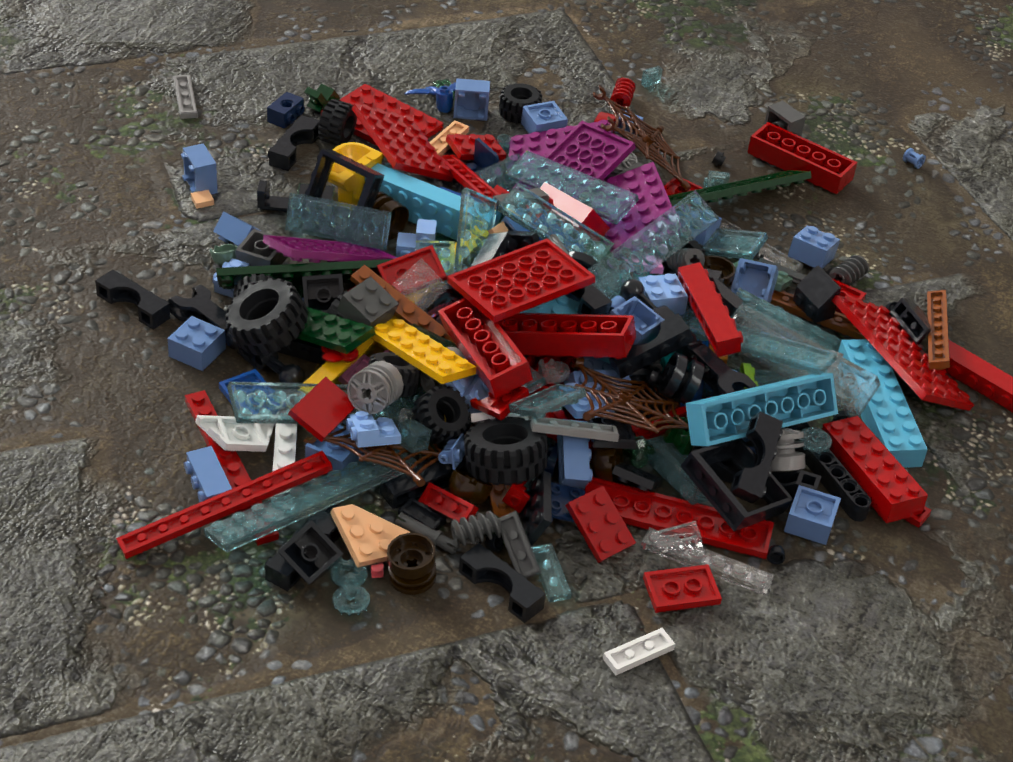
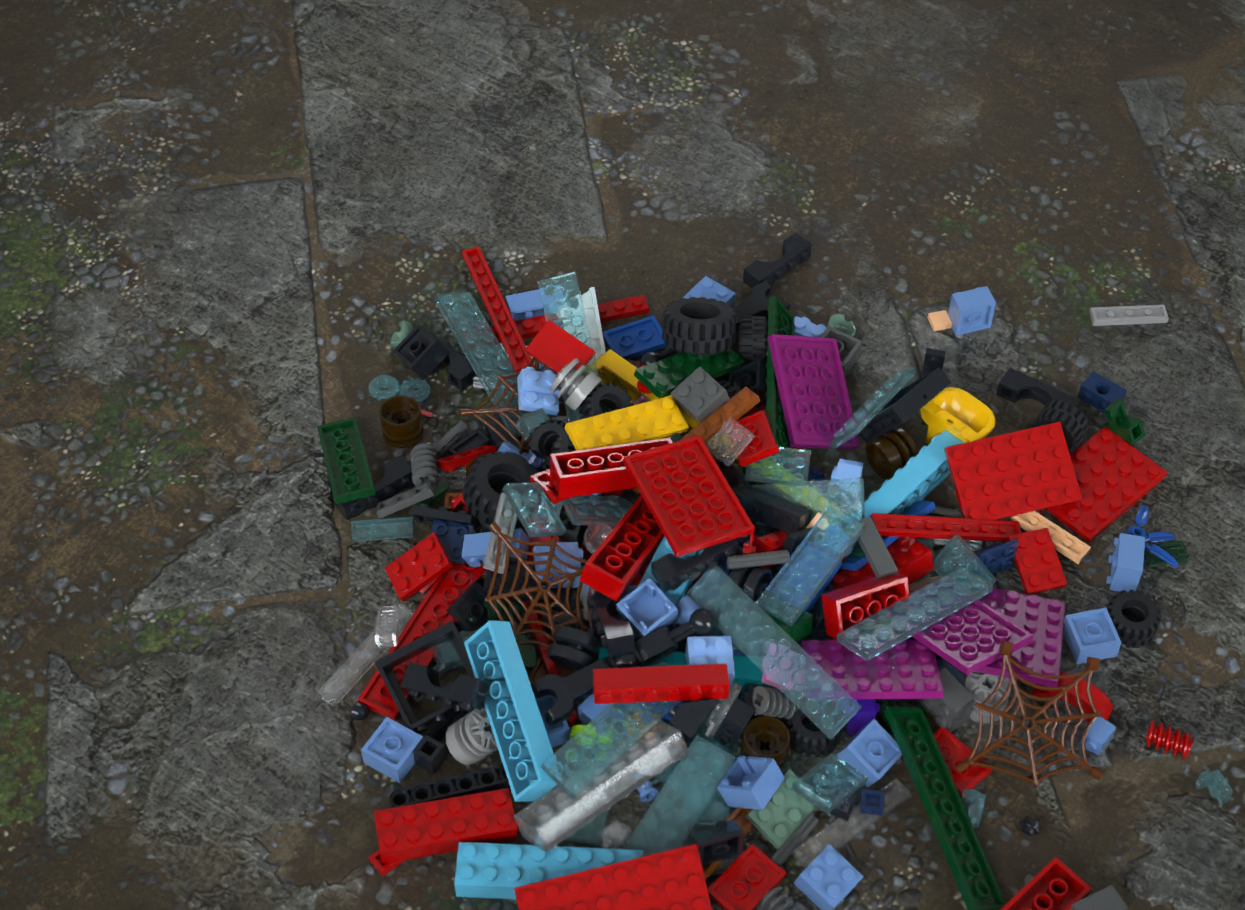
camera: 105 degrees right, 10 degrees up
(232, 229) = (879, 343): medium blue slope -> none
(272, 589) = (399, 336): none -> sand green hair
(365, 534) = (441, 400): light nougat plate -> none
(467, 422) = (535, 458): none -> dark blue axle
(477, 603) = (346, 460): none -> dark green plate
(504, 141) = (1056, 590): clear light blue plate -> none
(638, 651) = (275, 575): white plate -> none
(682, 588) = (336, 623): red plate -> none
(737, 224) = (872, 802): none -> dark blue plate
(818, 435) = (478, 765): clear light blue gear -> none

